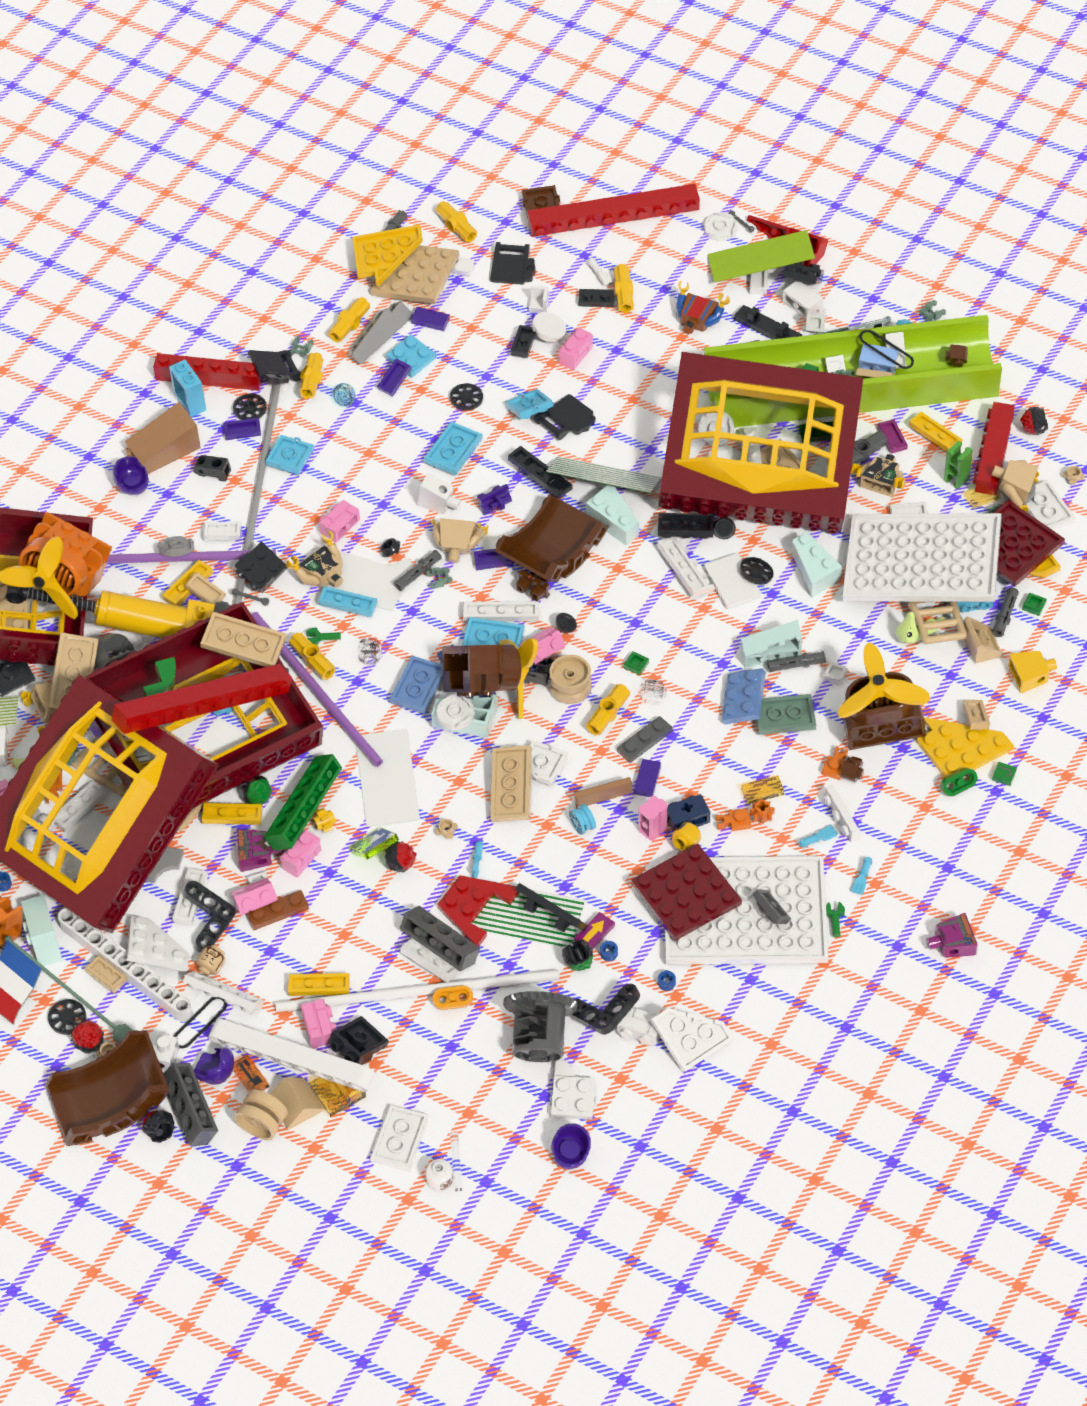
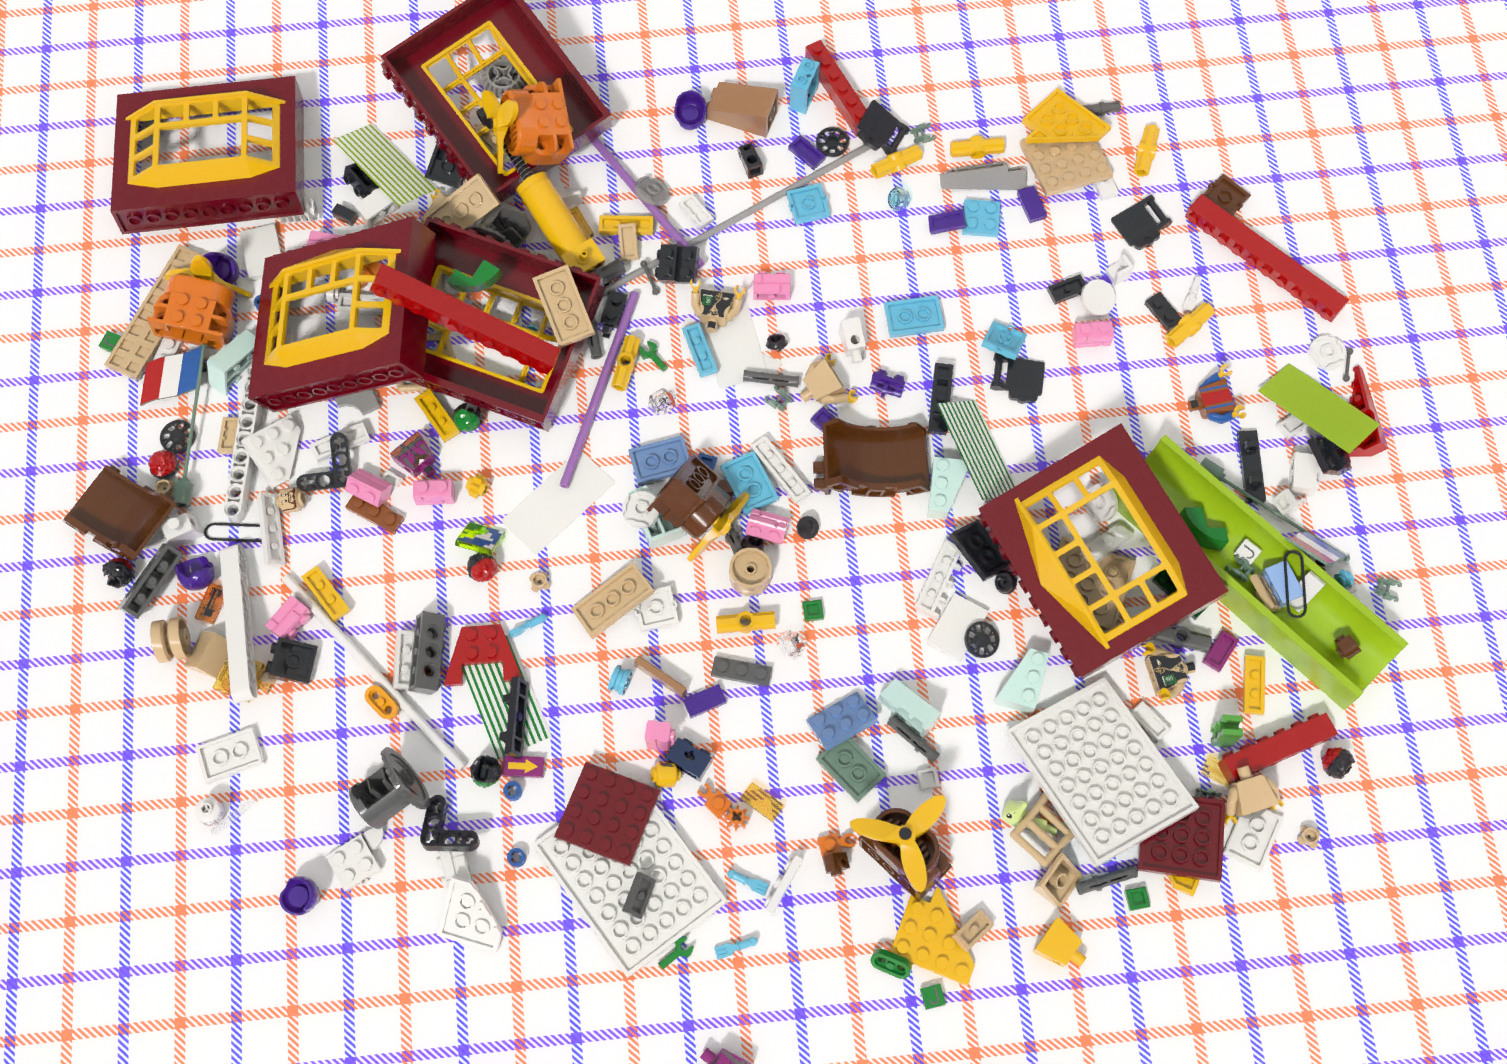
camera: 50 degrees right, 15 degrees up
(303, 802) = (476, 459): green brick -> none
(466, 396) = (976, 288): black wheel -> none

